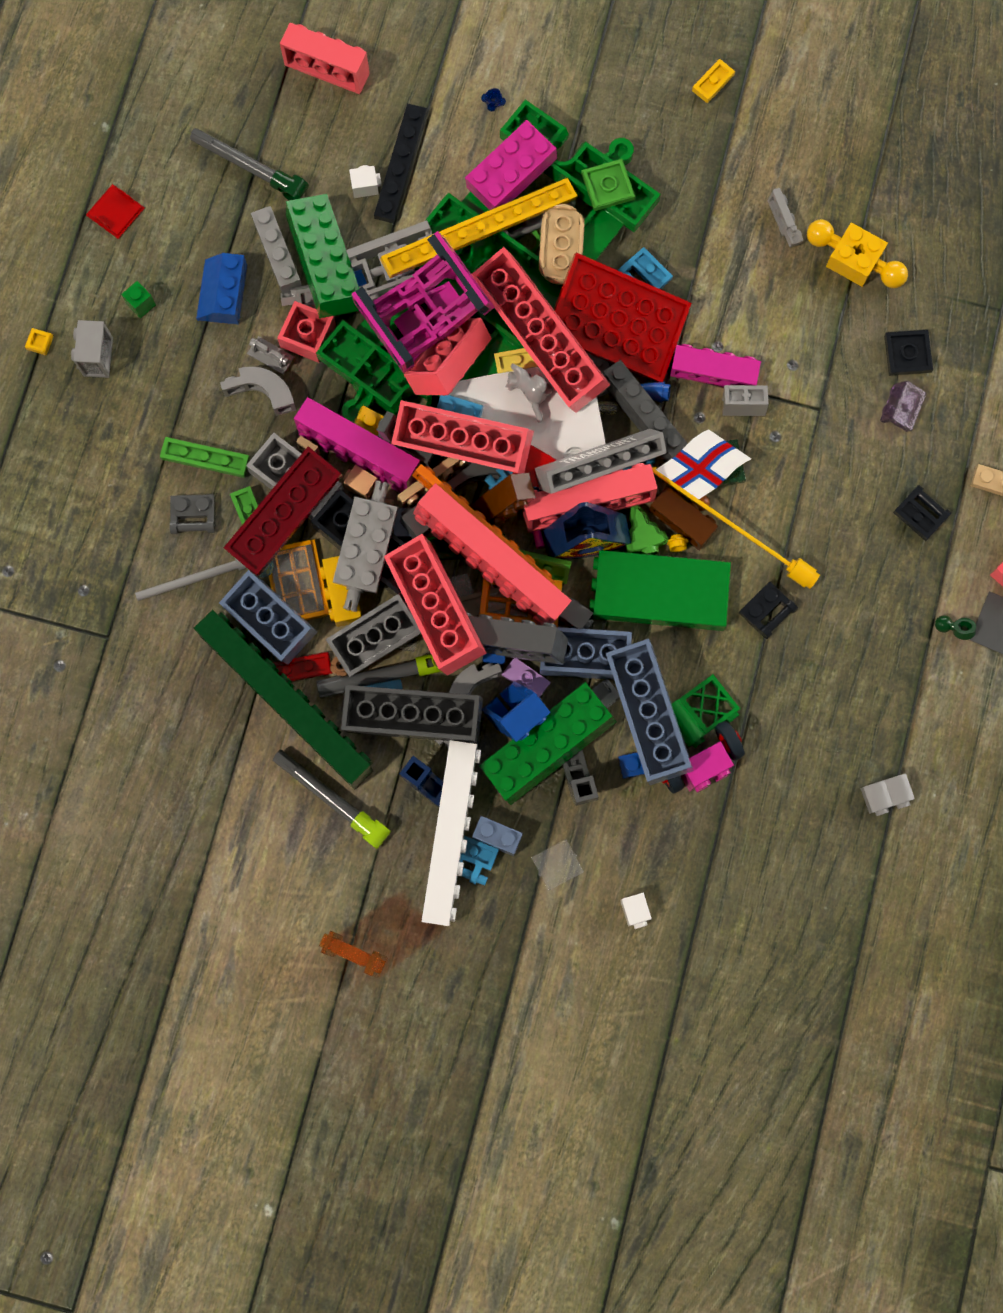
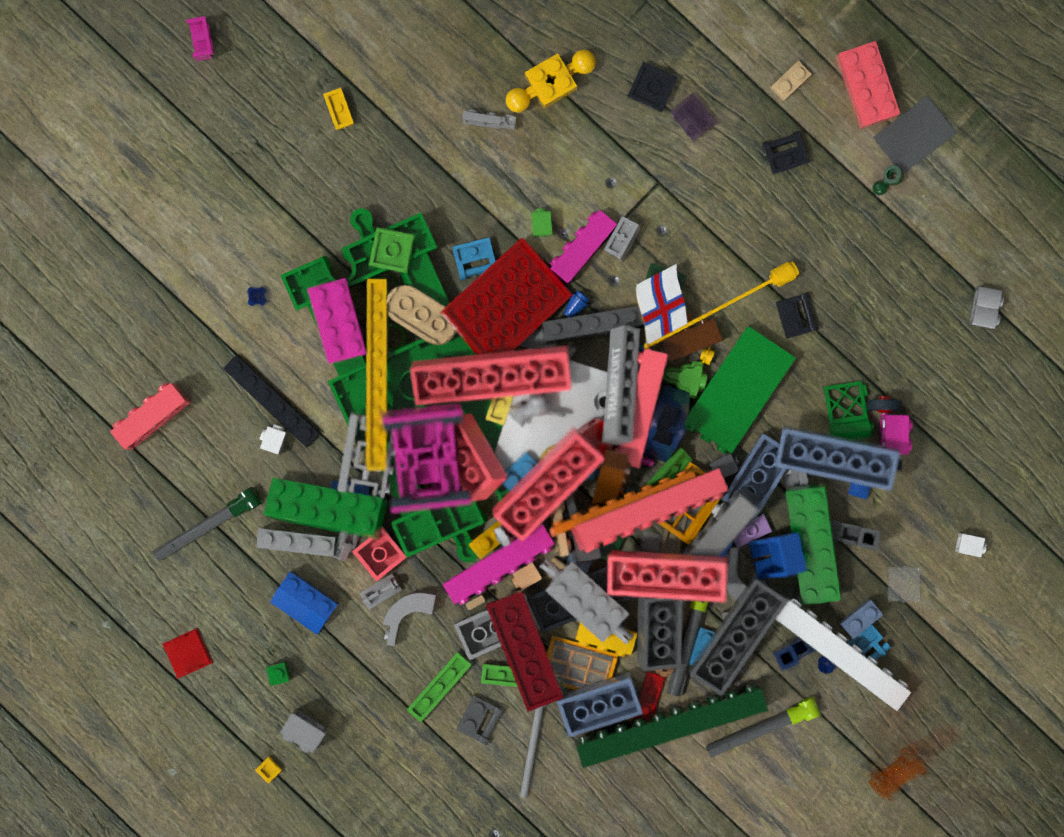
camera: 60 degrees left, 10 degrees up
(426, 827) = (825, 668): none -> clear blue plate
(714, 317) = (541, 223): none -> bright green brick

